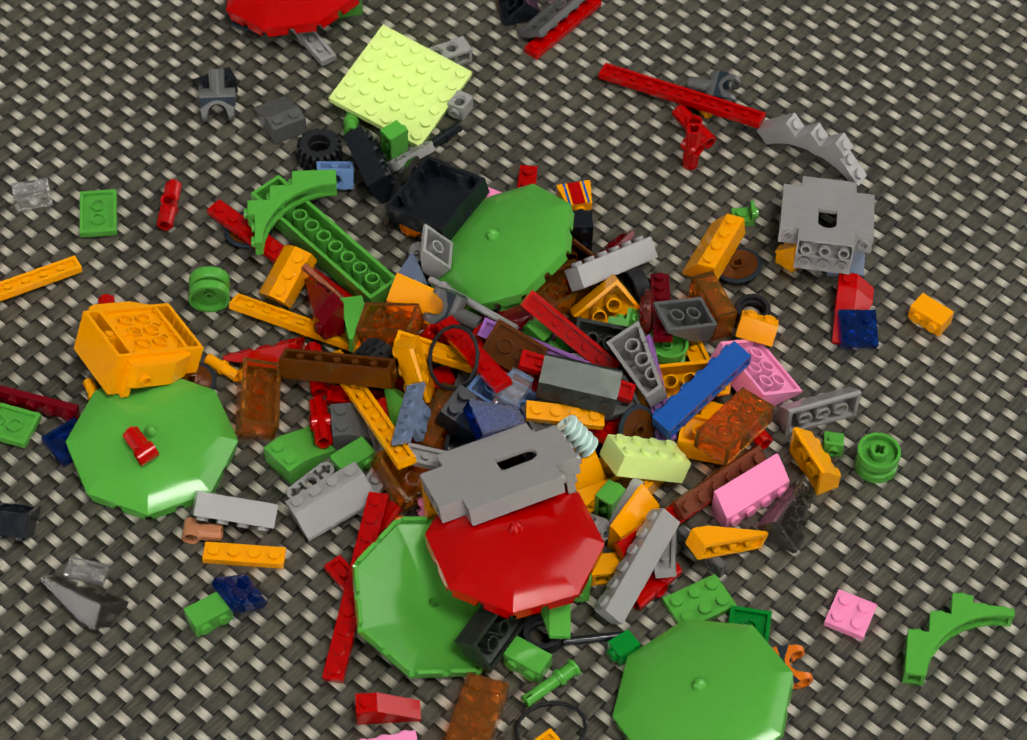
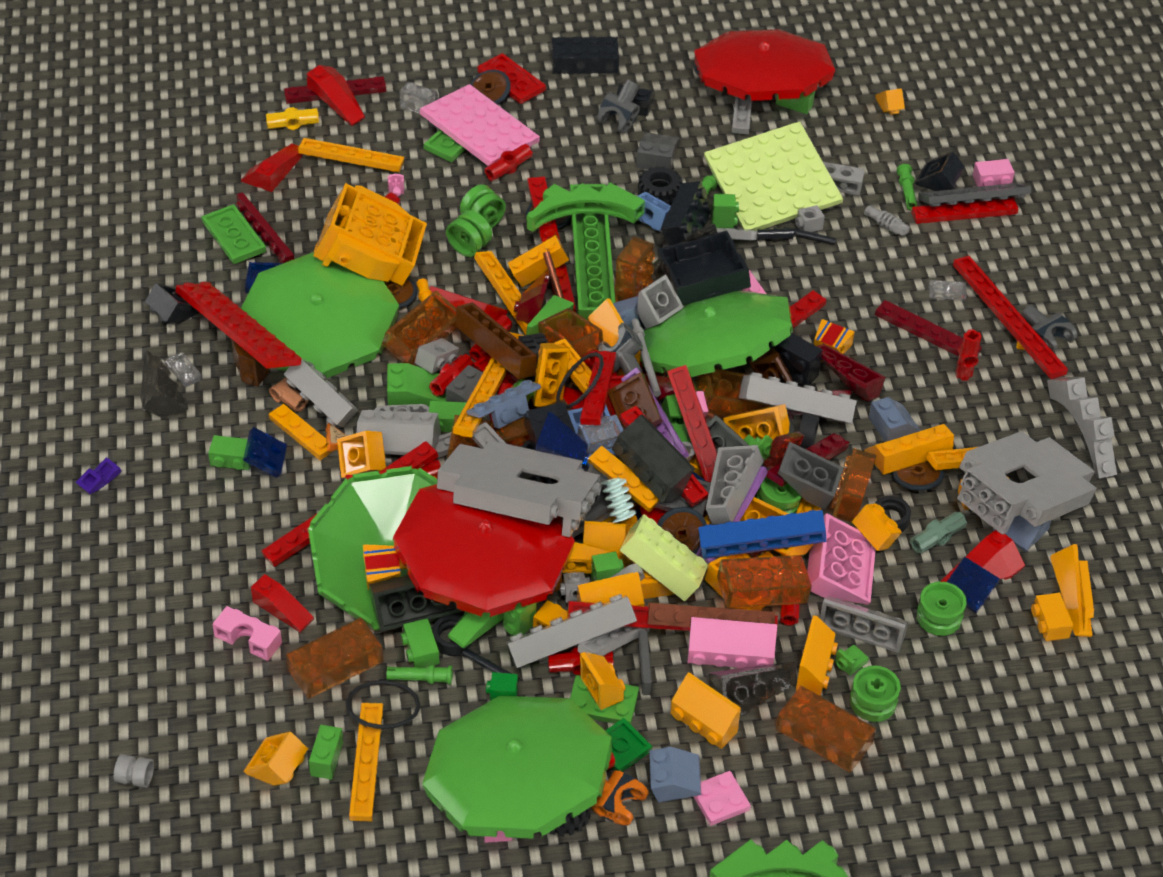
camera: 40 degrees right, 5 degrees down
(84, 157) = (492, 84): none -> reddish brown wheel
(90, 126) = (523, 84): none -> red plate
(93, 284) = (396, 184): none -> bright pink piece
(107, 499) = (238, 325): none -> red plate
(109, 186) = (478, 124): none -> bright pink plate
(115, 714) = (99, 477): none -> dark purple slope
(134, 67) = (585, 55): none -> black brick
(140, 523) = (248, 367): none -> reddish brown slope
(142, 448) = (296, 305): red piece -> none
(195, 255) = (485, 202): none -> bright green wheel
(281, 540) = (332, 436): none -> tile
(293, 413) = (436, 354): none -> light grey brick
(322, 539) = (361, 453): none -> light orange slope
(392, 237) = (634, 269): none -> clear orange brick
(448, 618) = (381, 563): none -> torso
(474, 118) = (813, 236): none -> black bar
(499, 27) = (906, 181): none -> bright green pin
(516, 70) = (887, 220): none -> light grey hinge
(614, 101) = (947, 290): none -> clear plate
(626, 216) = (855, 375): none -> dark red wedge
(631, 145) = (920, 327): none -> dark red plate
(680, 236) = (891, 419): none -> sand blue slope
(685, 117) = (995, 346): red piece -> none
(694, 589) = (601, 680): none -> light orange slope
(719, 541) = (660, 660): light orange slope -> none
(748, 213) = (966, 439): bright green bracket -> none
(755, 235) = (947, 458): none -> light orange plate
(783, 556) = (705, 711): none -> light orange slope
(797, 303) = (938, 532): none -> sand green piece
(809, 620) = (674, 774): none -> sand blue slope
(858, 360) = (941, 608): none -> bright green wheel
(871, 509) = (825, 728): none -> clear orange brick
(921, 279) = (1075, 588): none -> light orange wedge

